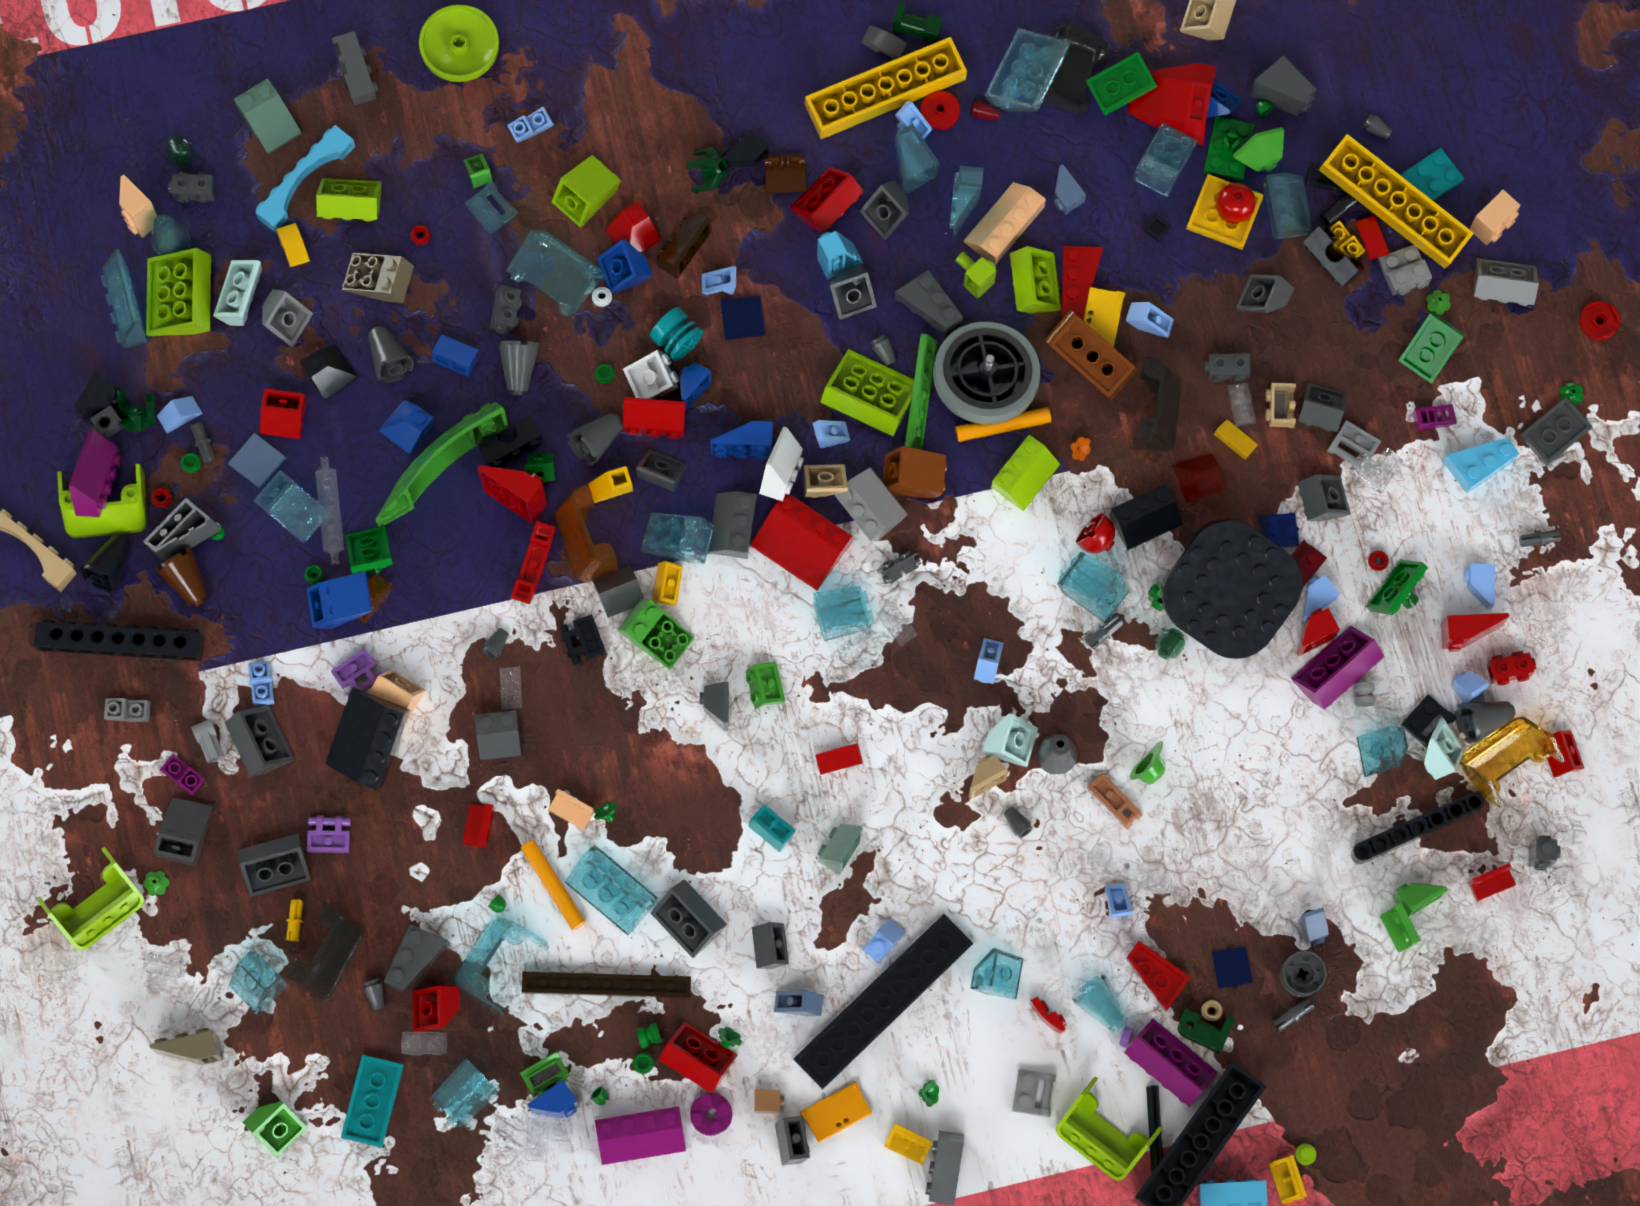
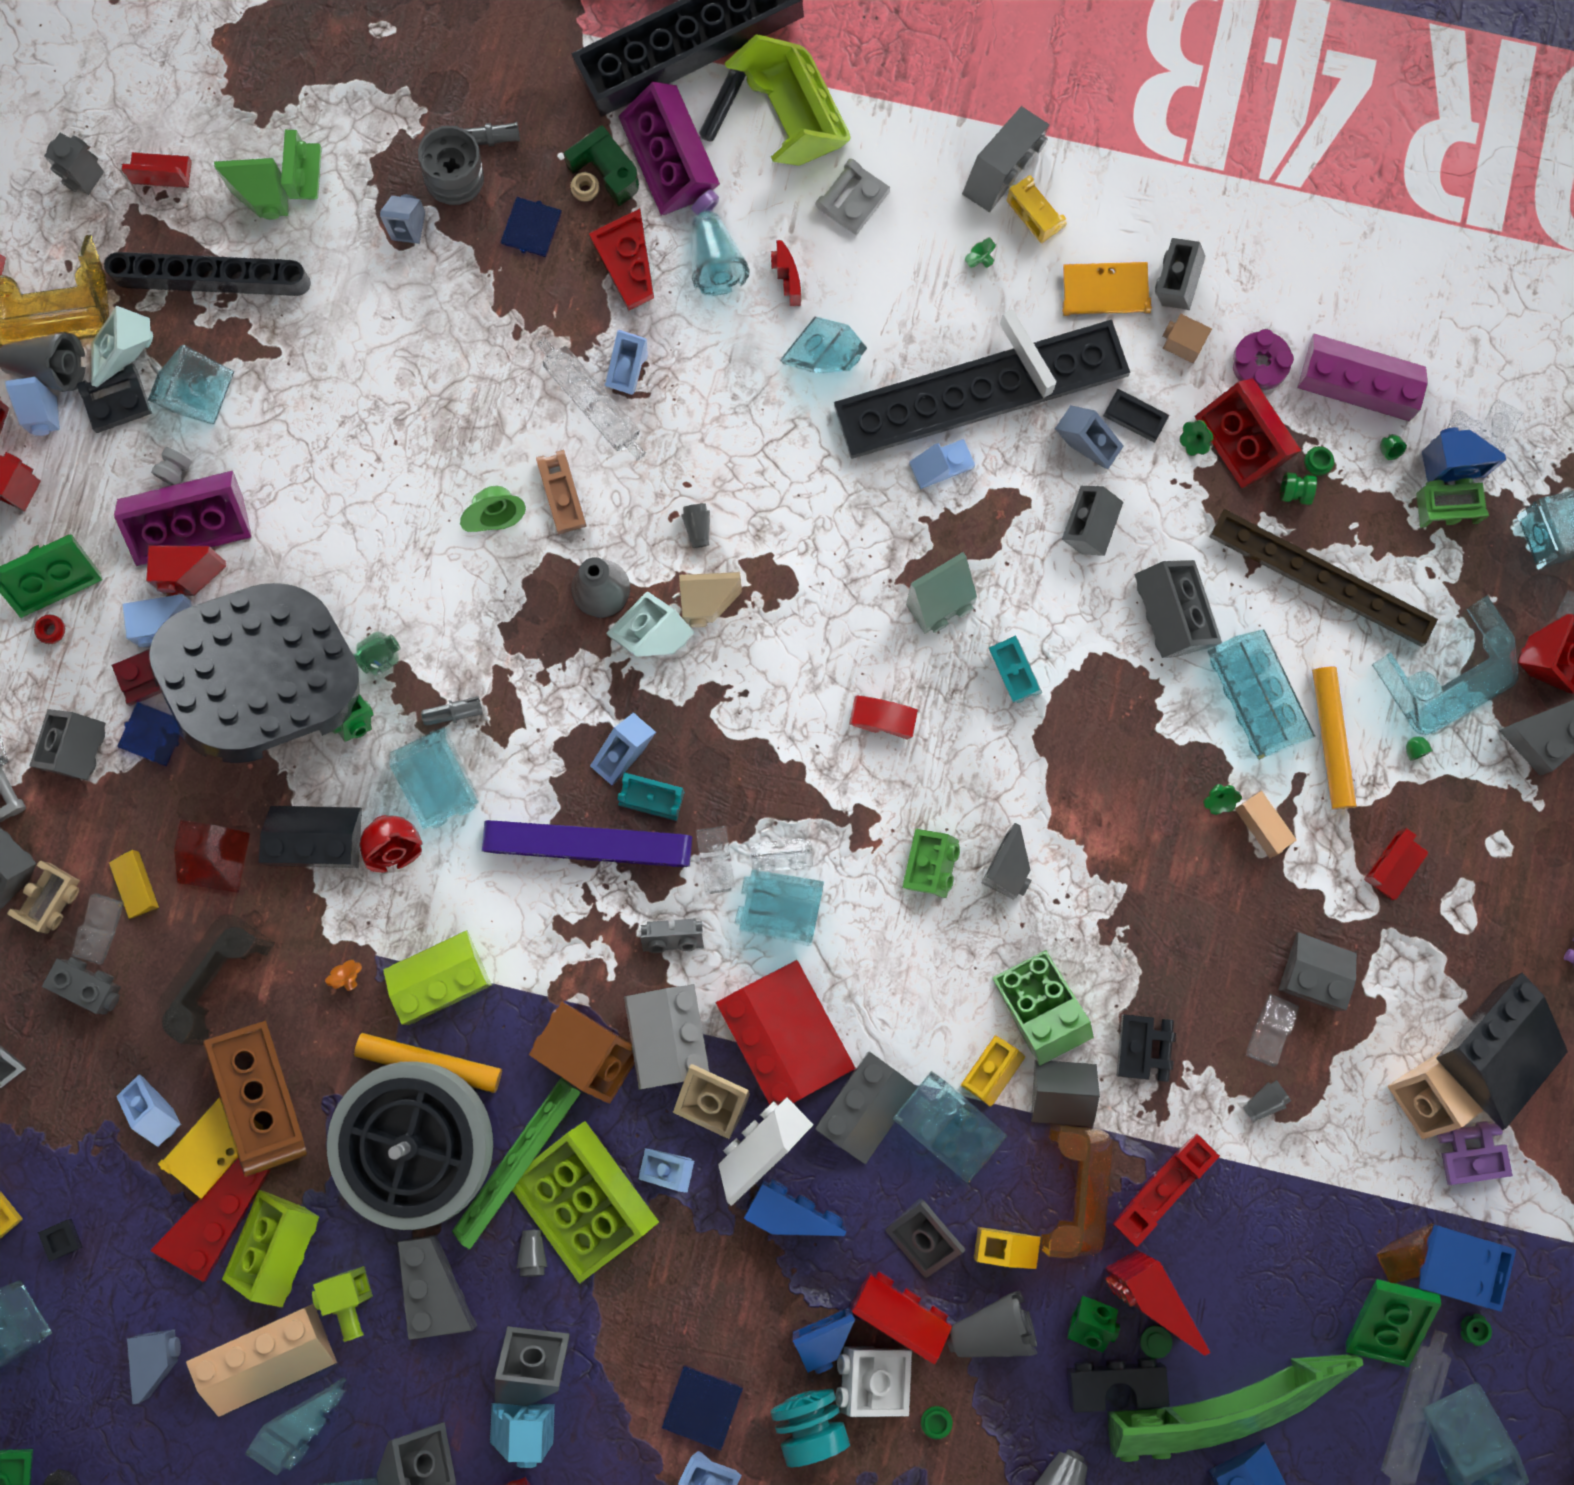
camera: 150 degrees left, 5 degrees up
(775, 1035) = (1136, 415): none -> black tile
(864, 1032) = (1028, 353): none -> white tile
(956, 641) = (650, 796): none -> teal hinge
(979, 594) = (586, 843): none -> dark purple beam

